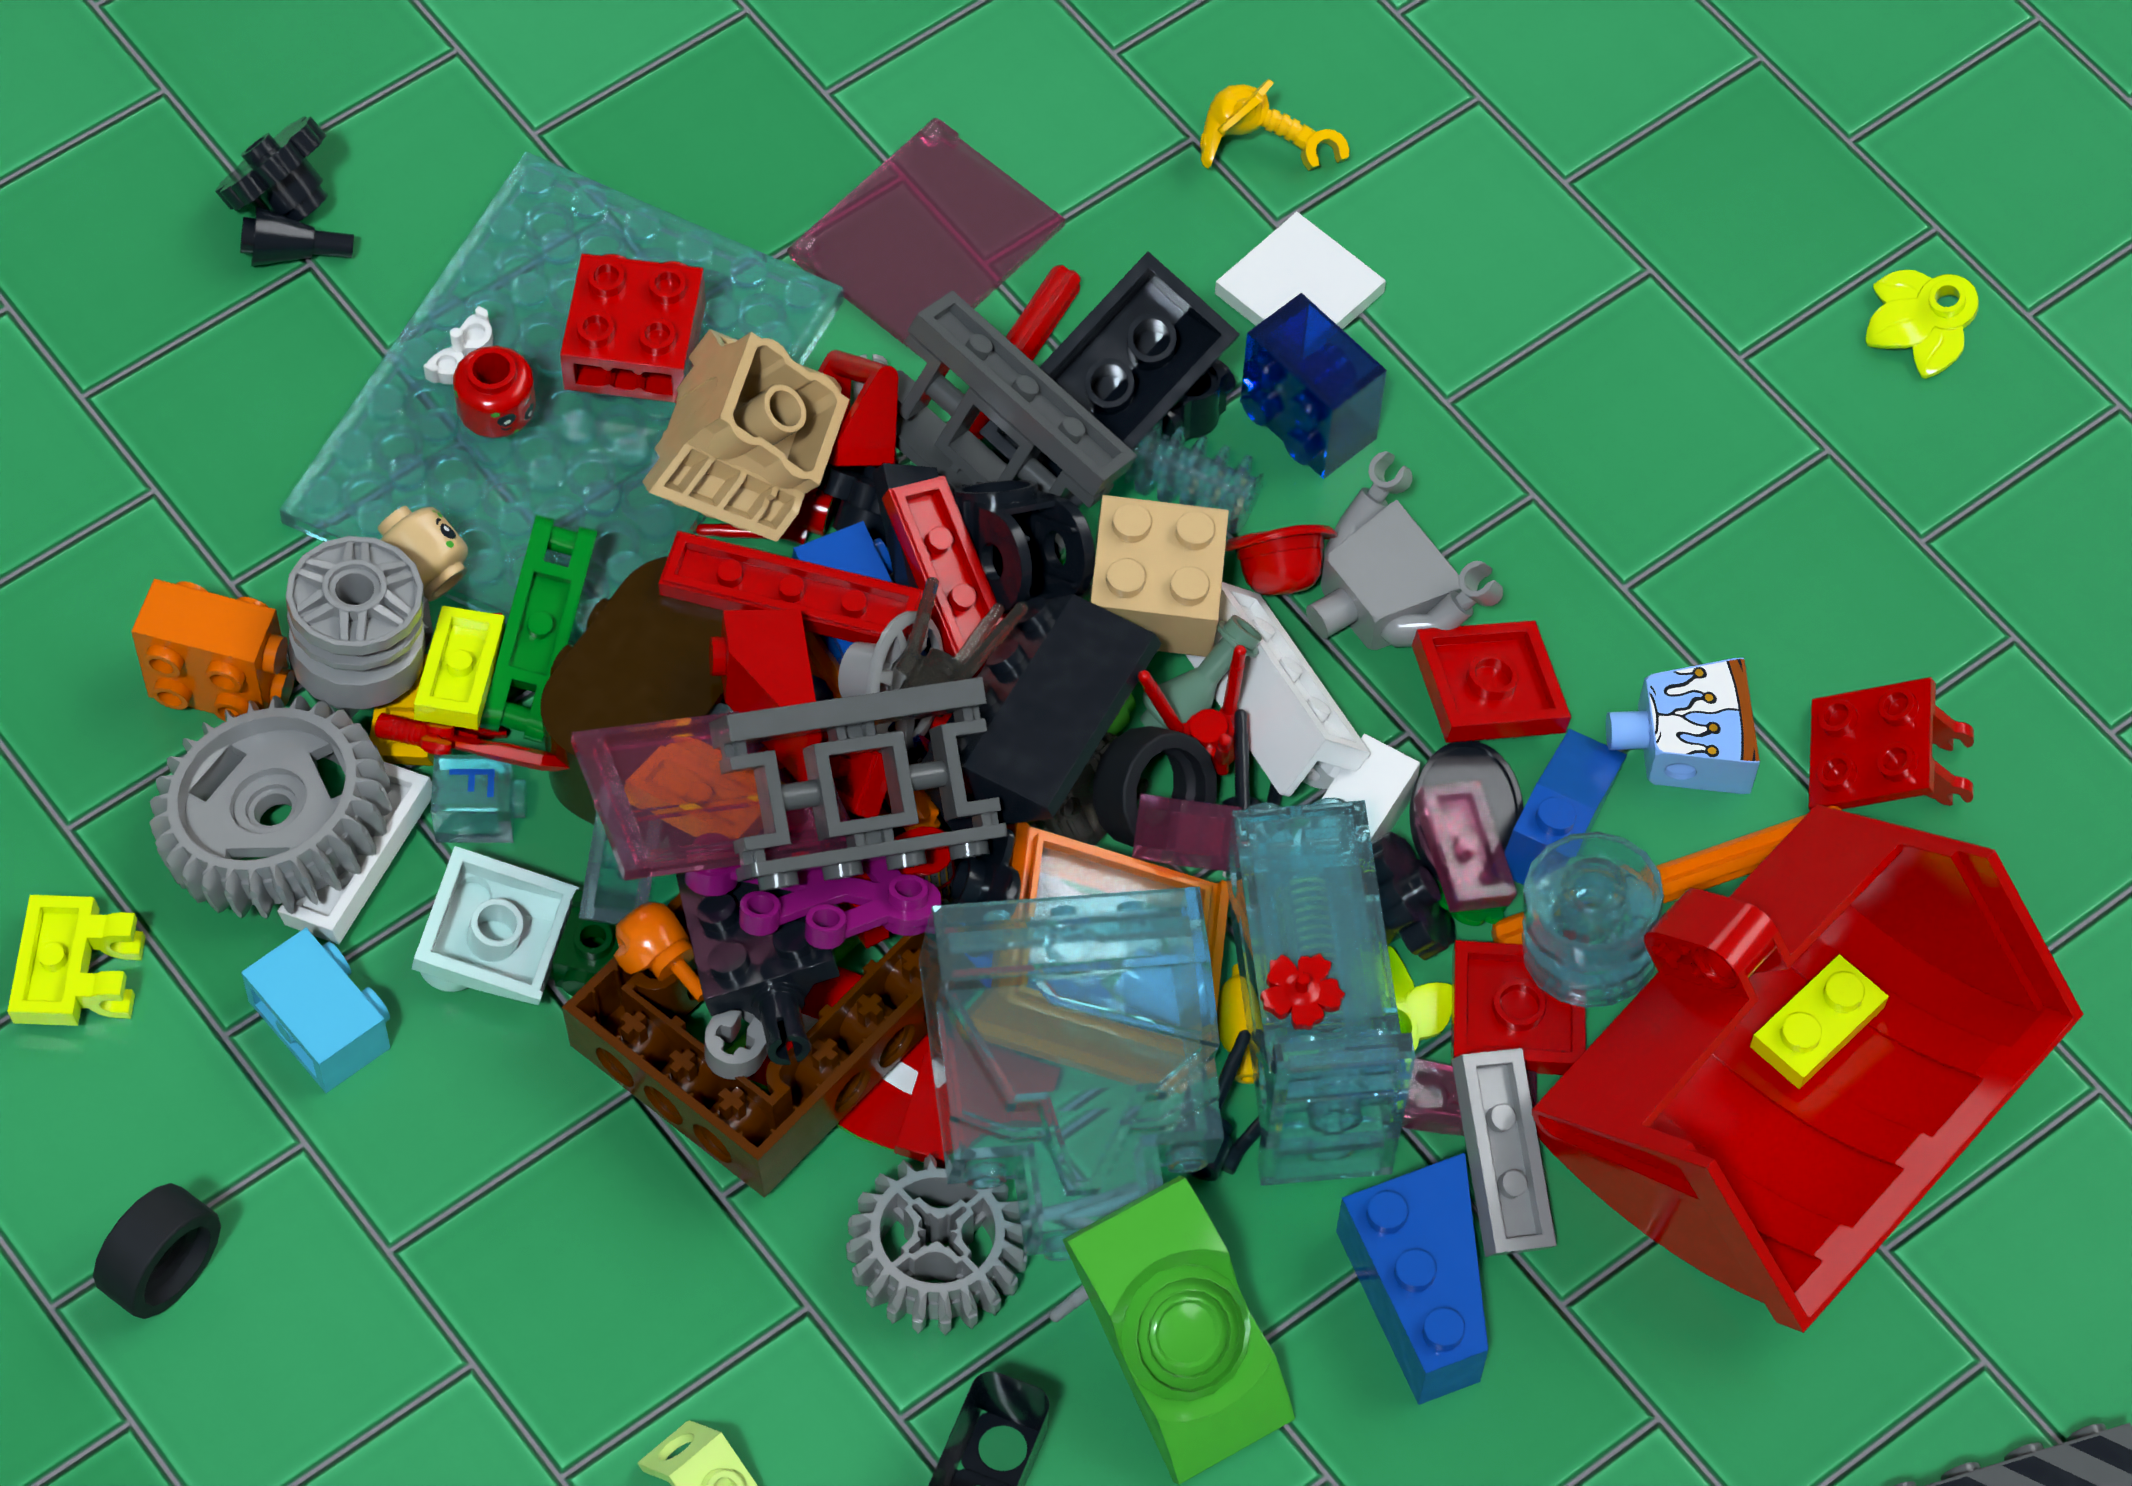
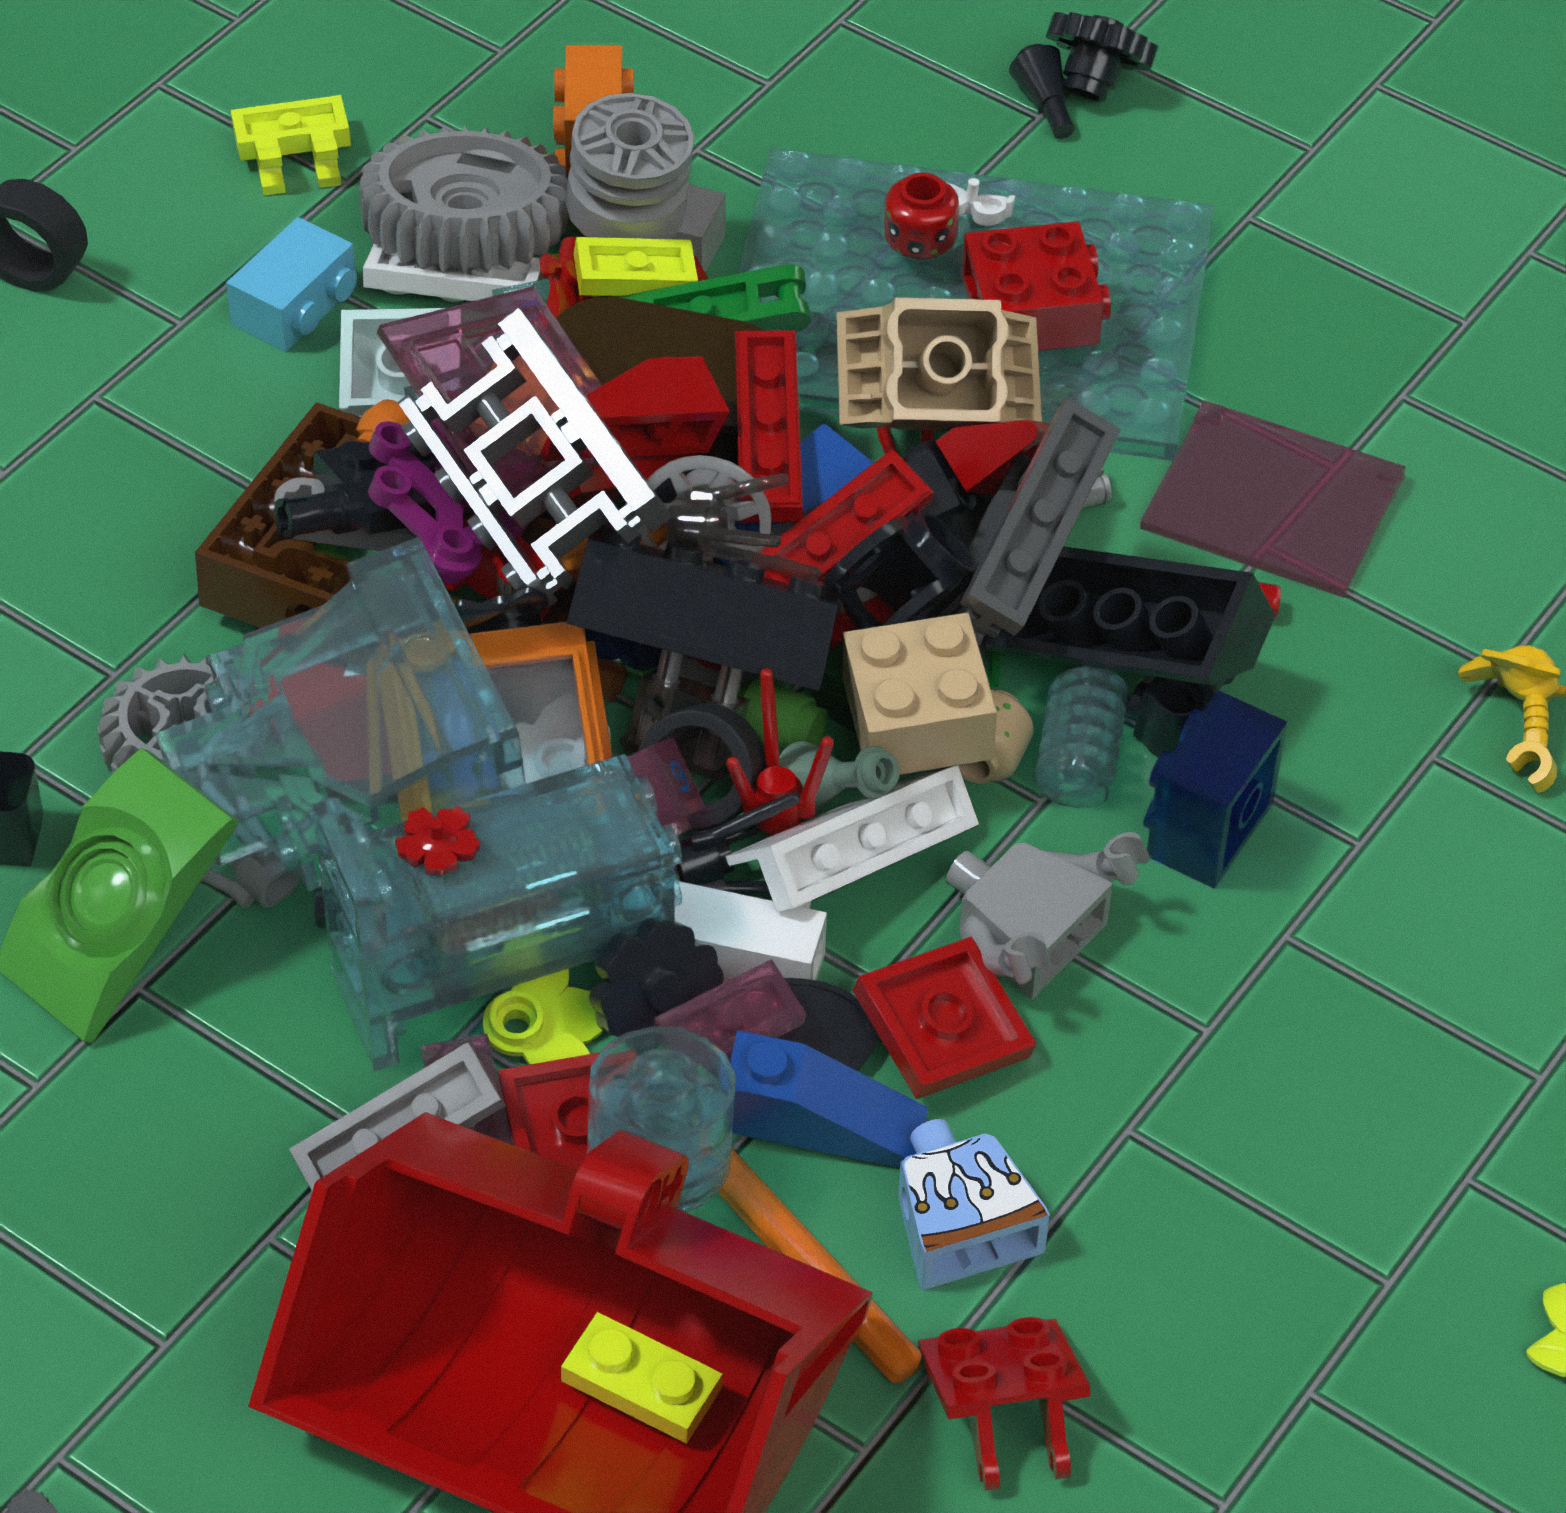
camera: 75 degrees right, 10 degrees down
(430, 544) = (742, 218): tan head -> none
(1282, 558) = (1014, 813): red hat -> none
(1299, 261) = (1358, 783): white tile -> none
(1421, 1273) = (244, 1094): blue wedge -> none

